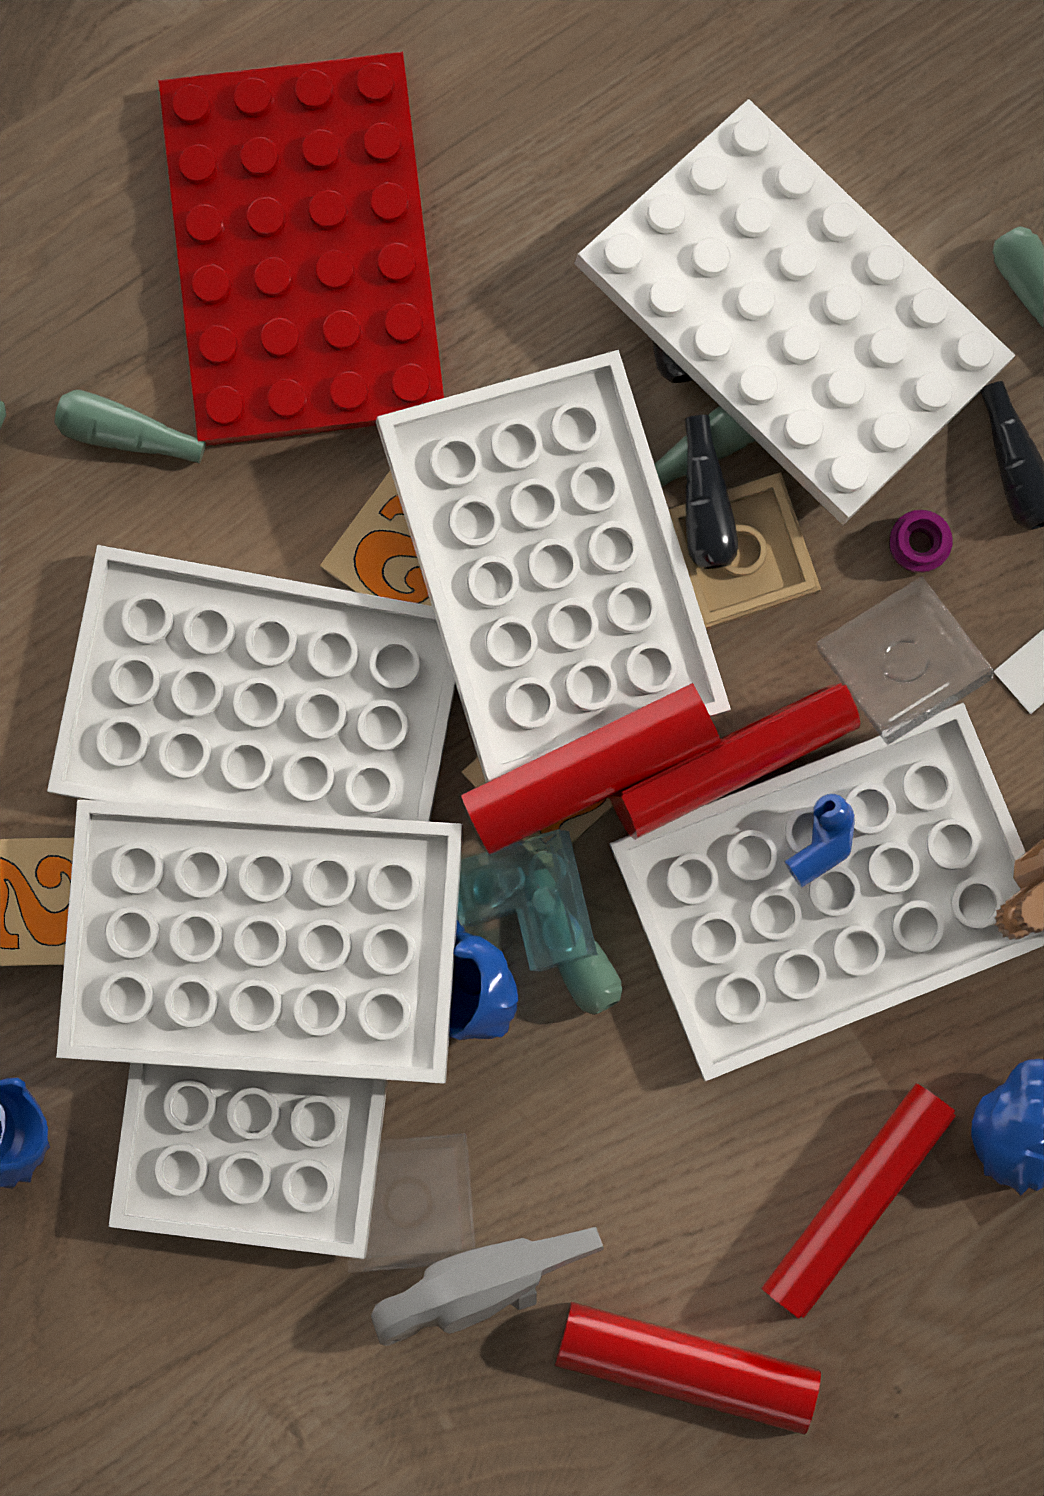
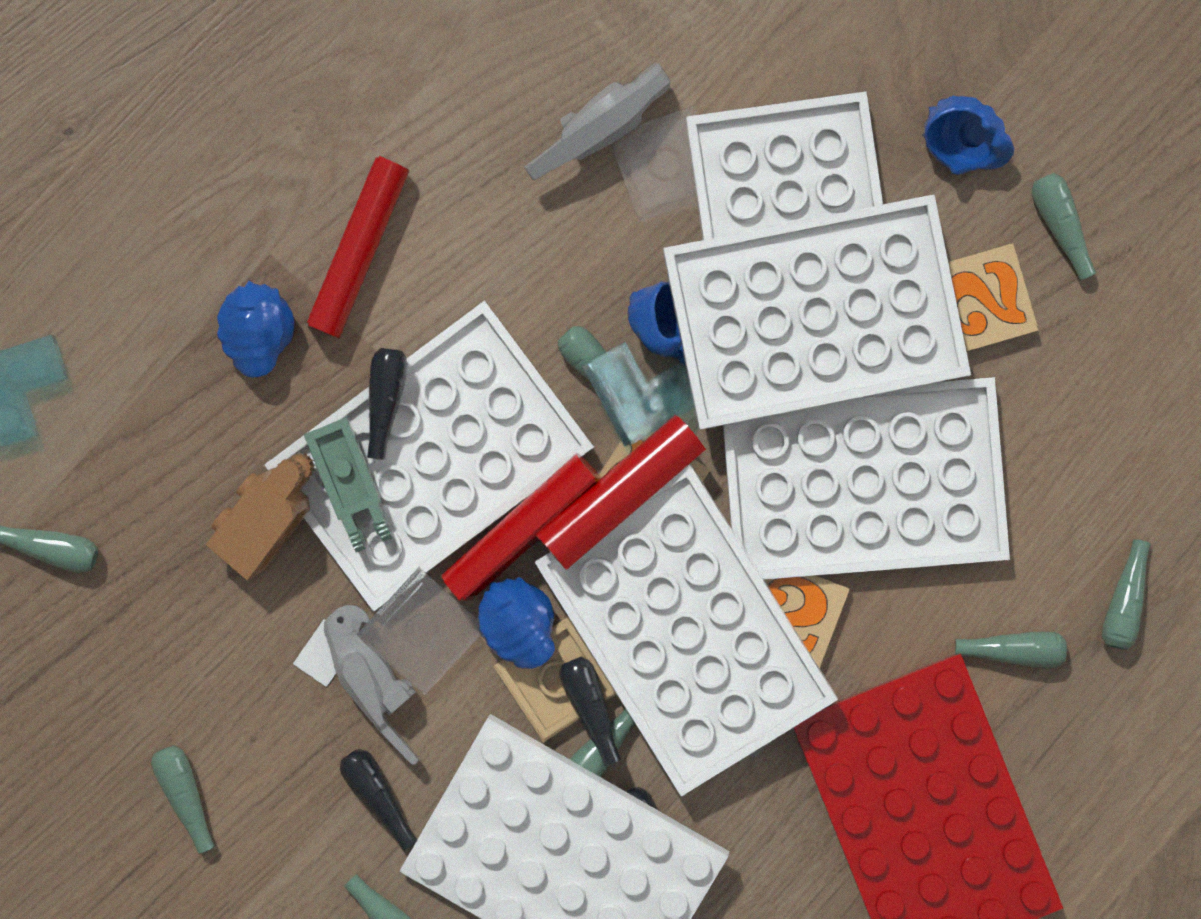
camera: 155 degrees right, 5 degrees up
(688, 1368) = (445, 104): red brick -> none
(774, 634) = (517, 623): none -> blue hair
(830, 840) = (441, 487): blue arm -> none
(873, 991) = (386, 387): none -> black piece
(930, 524) = (421, 730): magenta plate -> none
(955, 886) = (347, 479): none -> sand green hinge
(994, 619) = (366, 674): none -> light grey animal

